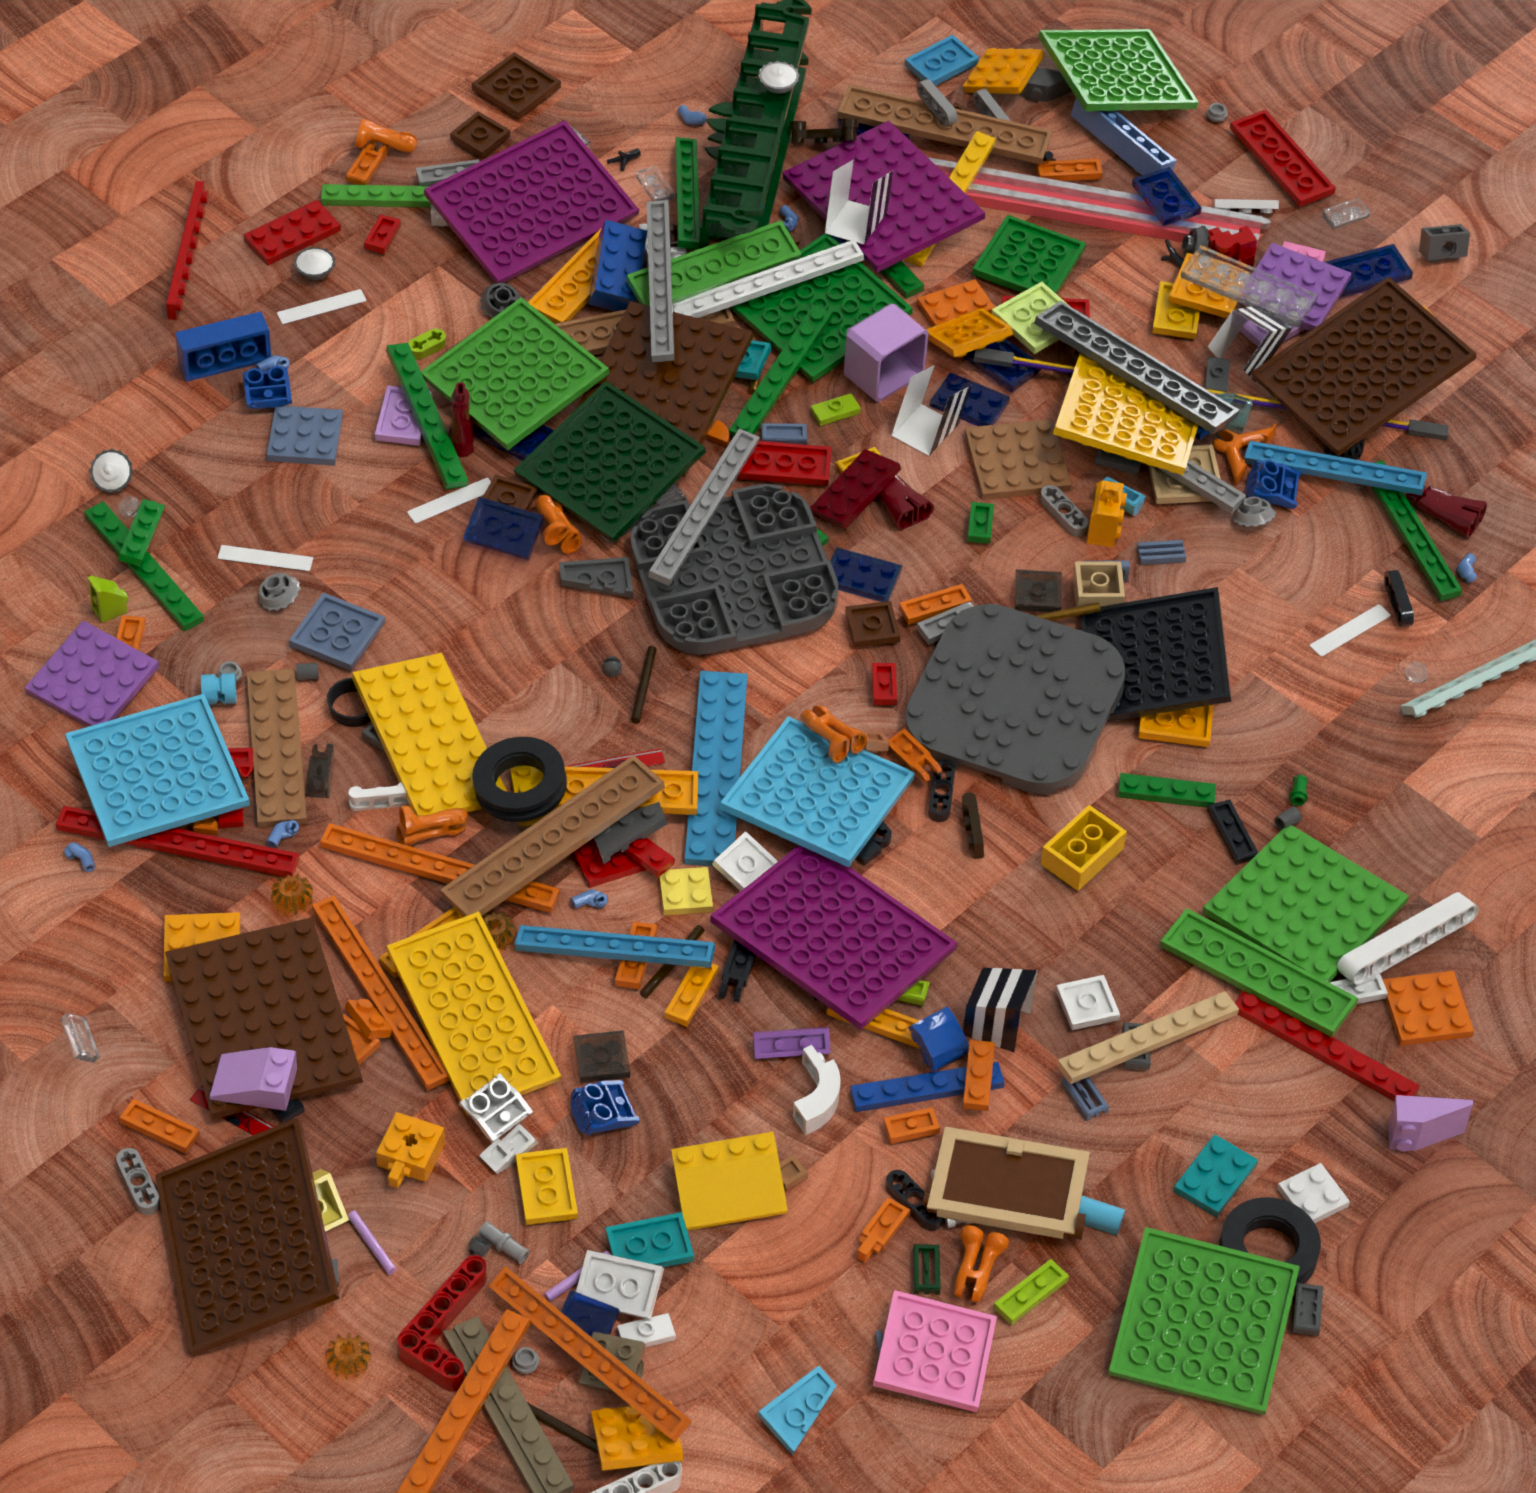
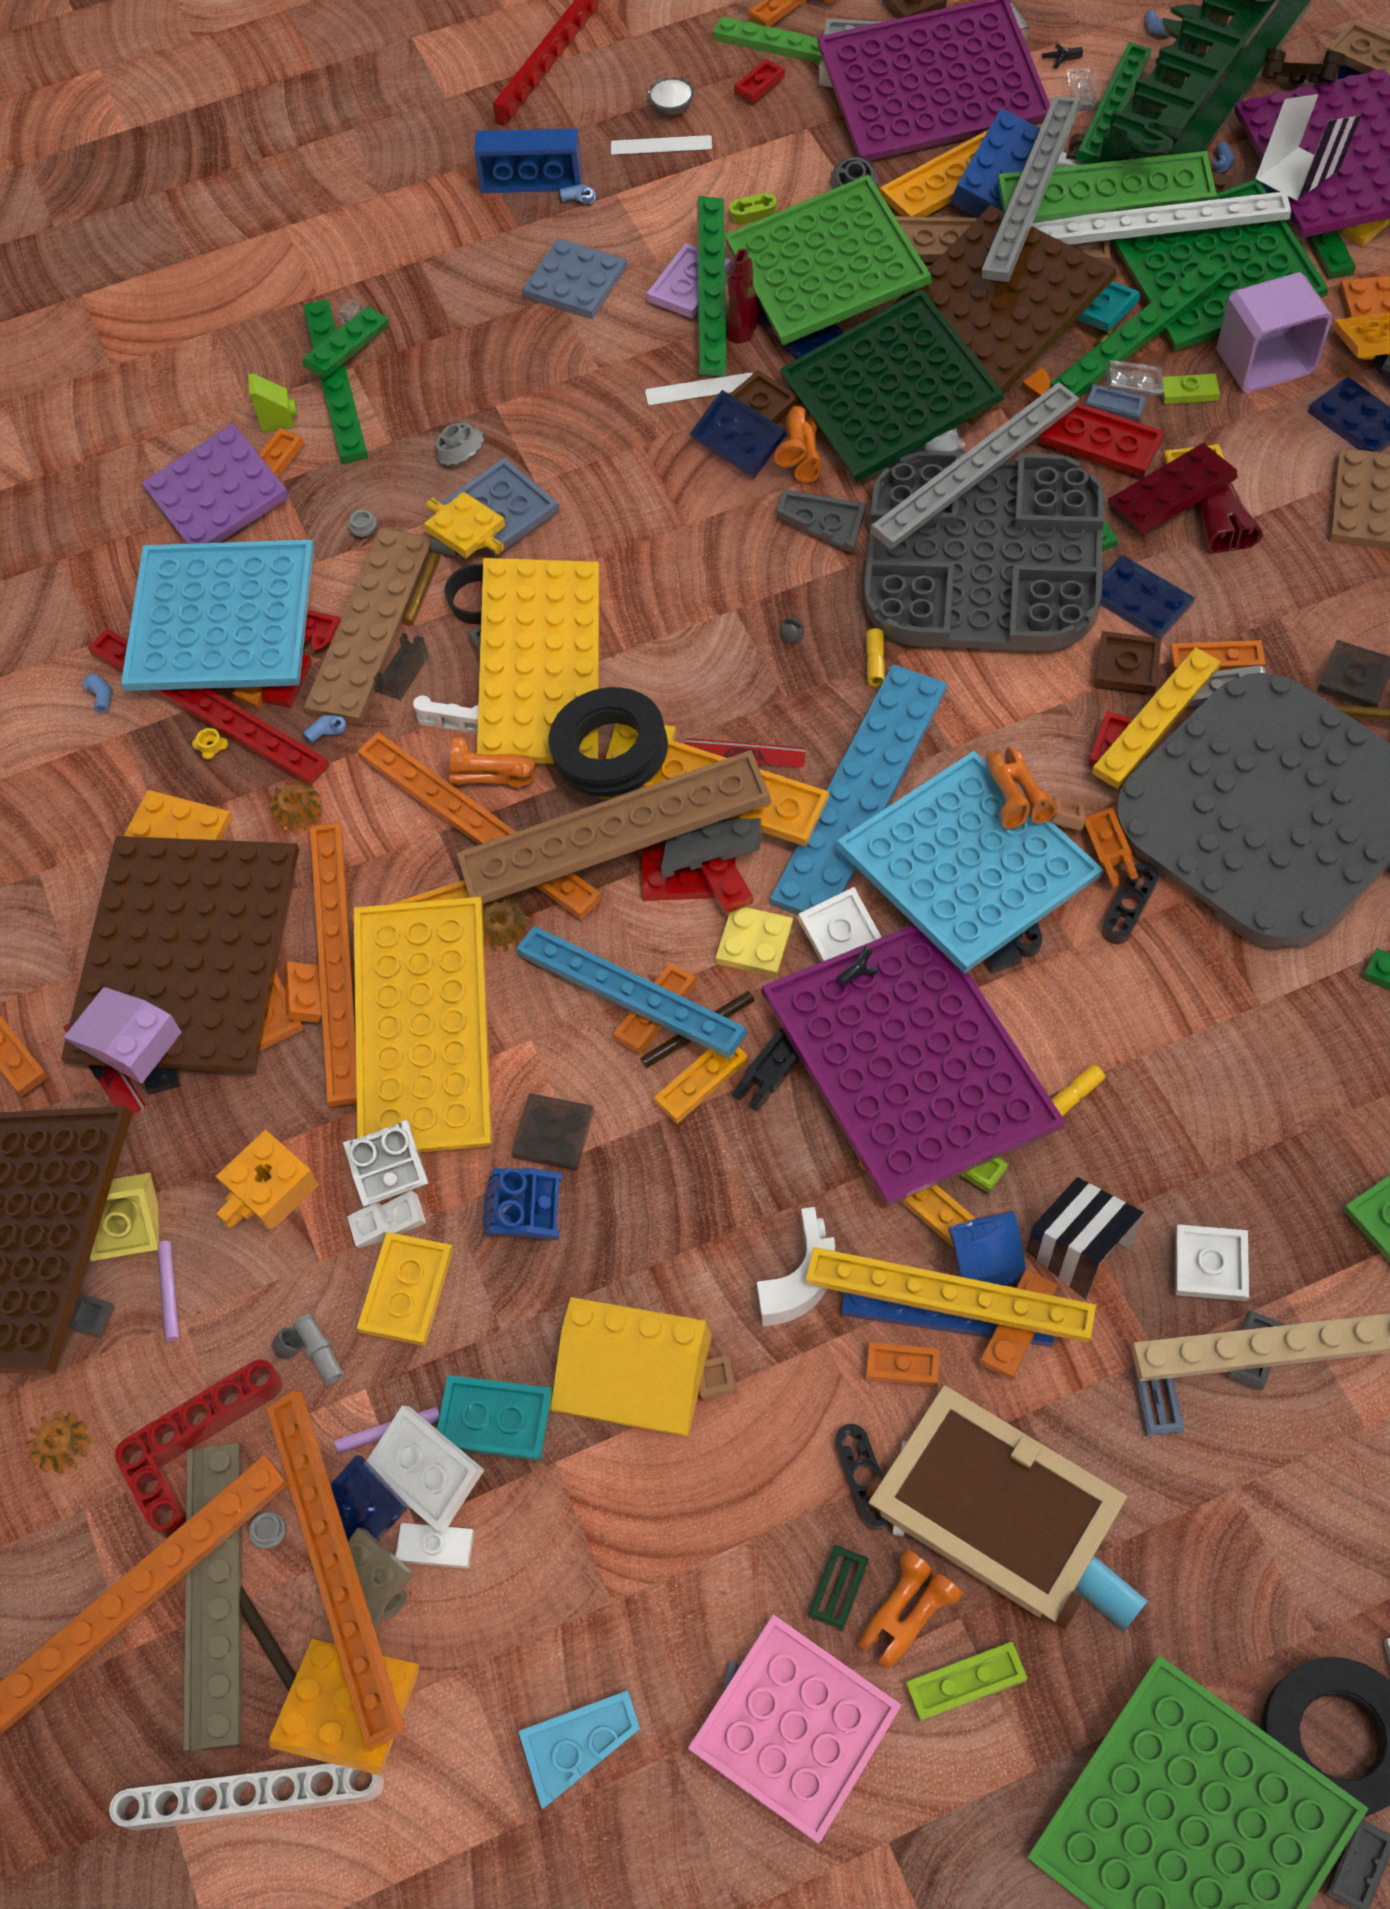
camera: 30 degrees right, 10 degrees up
(111, 470) = (348, 267): white piece -> none
(194, 863) = (207, 737): none -> yellow plate
(219, 688) = (339, 539): medium azure wheel -> none
(265, 557) = (468, 403): white sticker -> none
(267, 388) = (555, 216): blue slope -> none
(292, 232) = (667, 58): red plate -> none
(304, 710) = (421, 589): none -> pearl gold bar
(320, 651) = (465, 525): none -> yellow plate
(589, 897) = (636, 915): medium blue arm -> none
(643, 684) = (819, 662): dark brown bar -> none
(685, 671) = (875, 658): none -> yellow piece
(773, 883) = (857, 968): none -> black bar
(790, 1042) = (794, 1191): medium lavender plate -> none
(792, 411) = (1134, 378): none -> clear plate
(881, 1228) = (801, 1505): orange hinge -> none
(910, 657) = (1156, 718): none -> yellow plate
(922, 426) = (1286, 431): white sticker -> none
(927, 1066) = (951, 1294): none -> yellow plate
(957, 920) = (1078, 1088): none -> yellow piece
(972, 823) = (1152, 961): dark brown hinge -> none
(980, 522) = (1315, 569): green plate -> none
(1083, 847) = (1286, 1039): yellow brick -> none
(1215, 1175) = (1299, 1590): teal plate -> none

